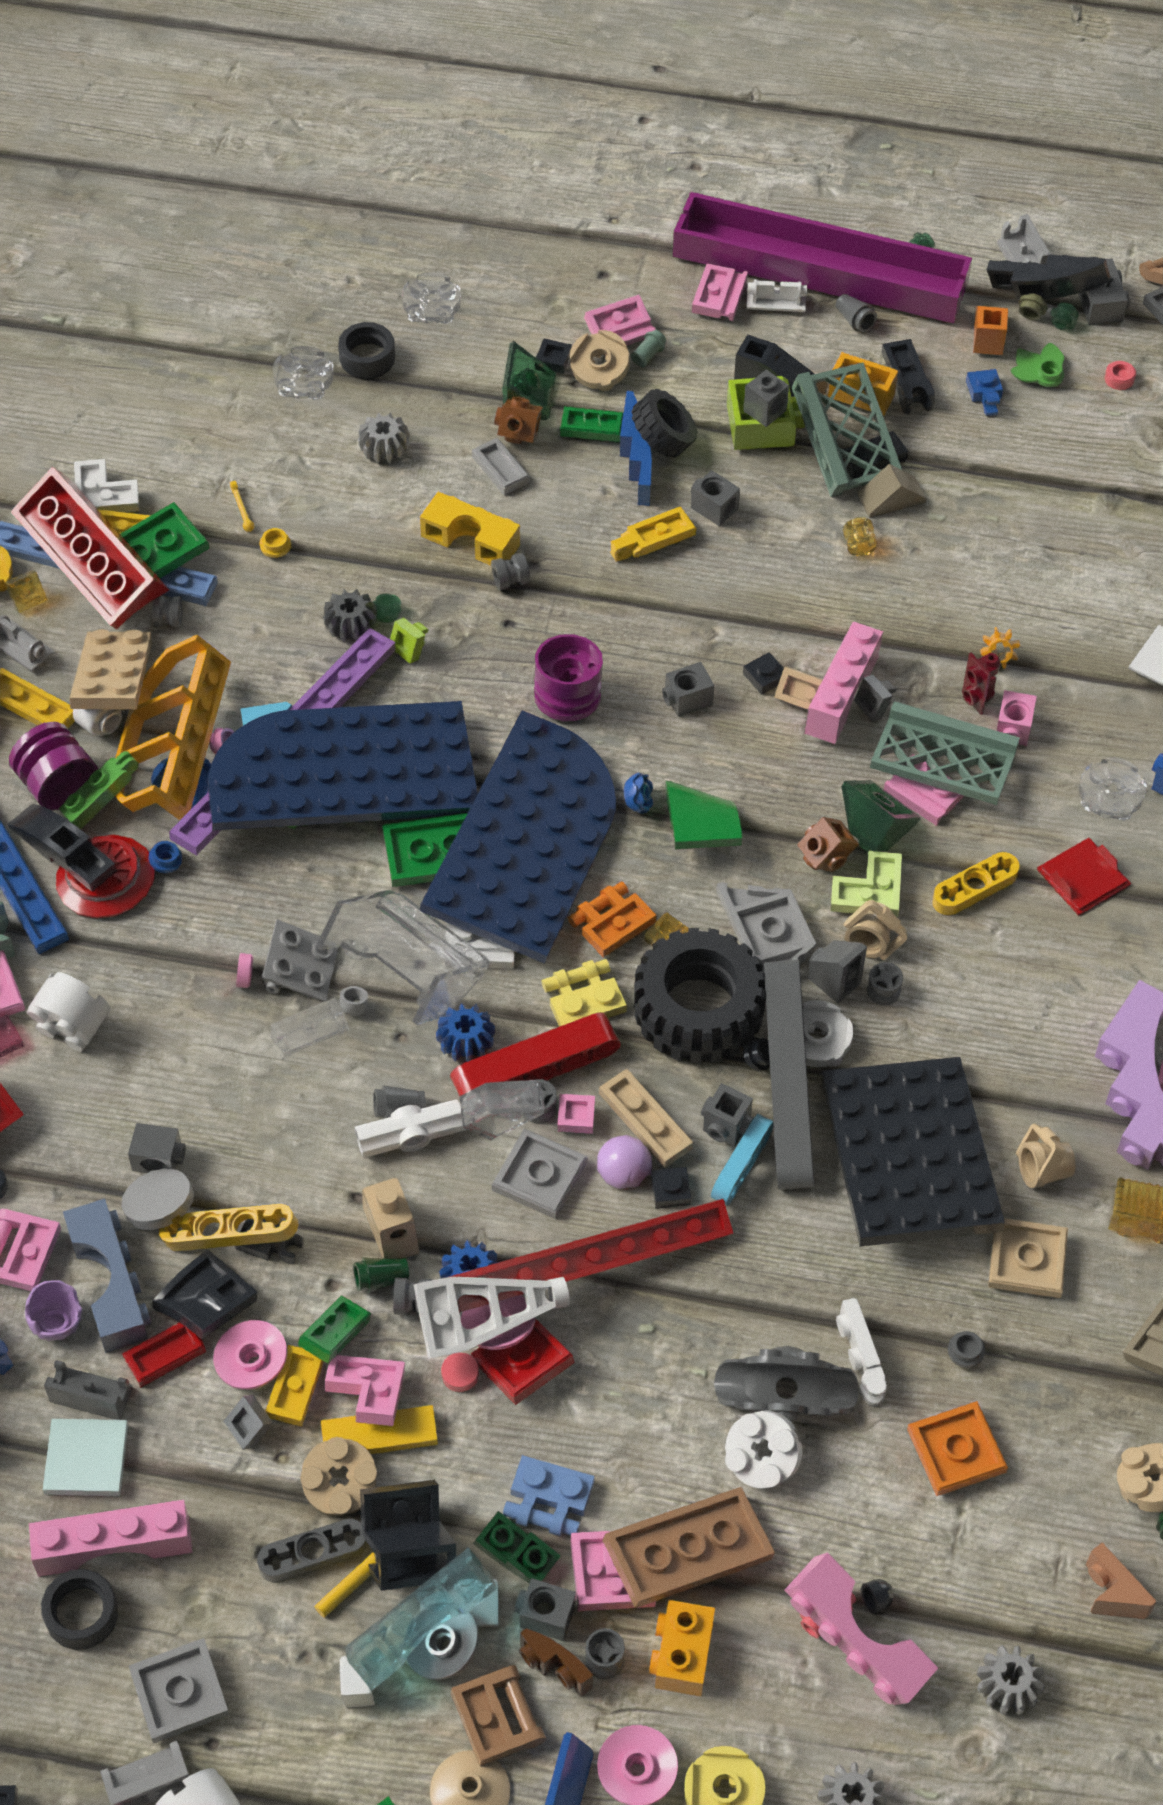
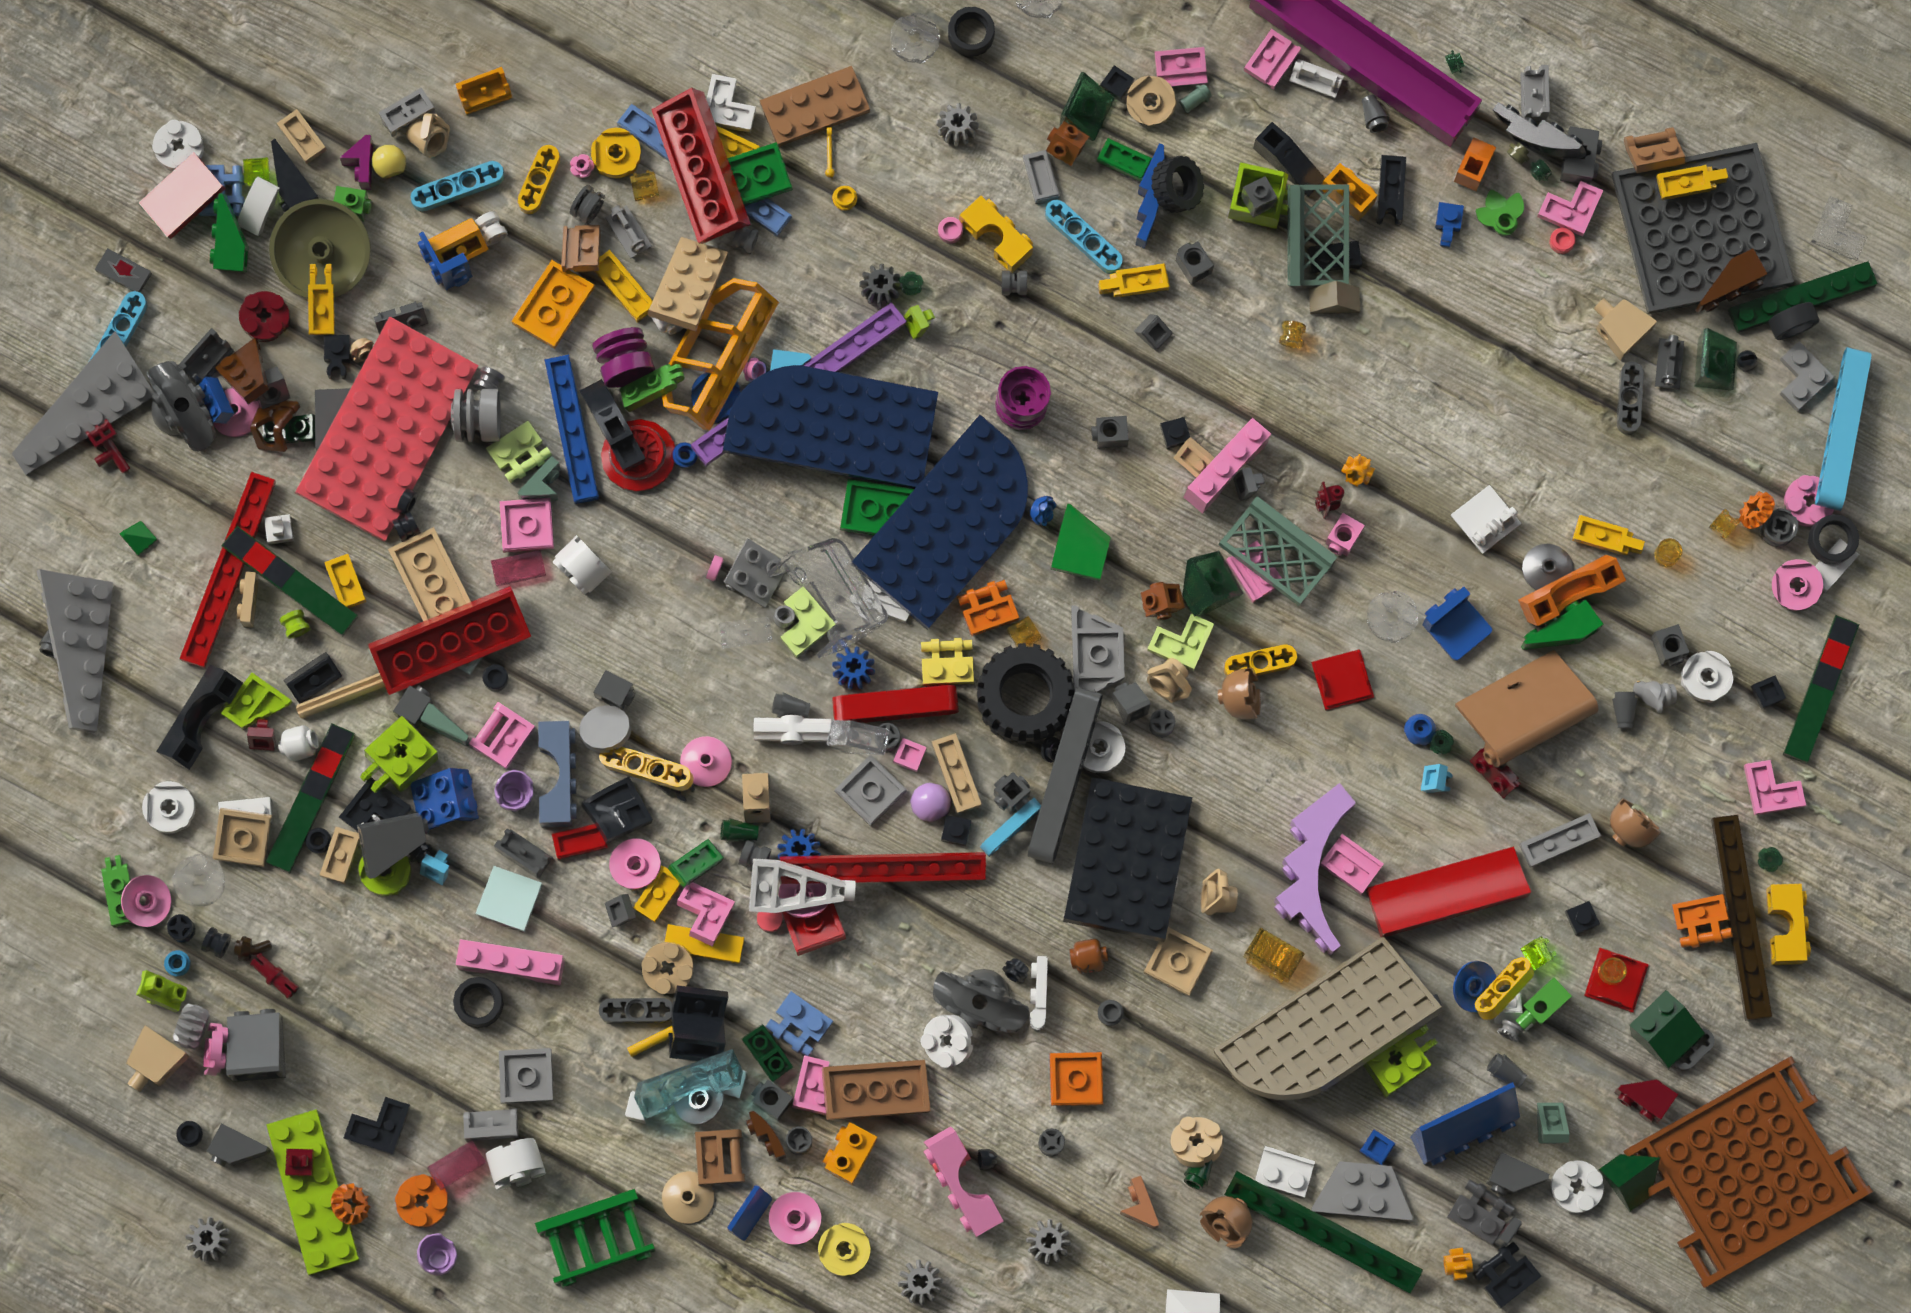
camera: 15 degrees right, 20 degrees up
(208, 466) = (814, 106): none -> medium nougat plate
(317, 1214) = (716, 770): none -> bright pink dish
(392, 1002) = (812, 622): none -> yellowish green plate
(413, 544) = (950, 230): none -> bright pink tile
(571, 514) = (1087, 233): none -> medium azure beam
(695, 580) = (1153, 331): none -> dark grey slope
(819, 1333) = (1016, 970): none -> black plate
(909, 1285) = (1088, 956): none -> dark orange head
(961, 1534) = (1054, 1139): none -> dark grey wheel
(968, 920) = (1240, 694): none -> medium nougat cylinder
(1122, 344) = (1573, 214): none -> bright pink plate

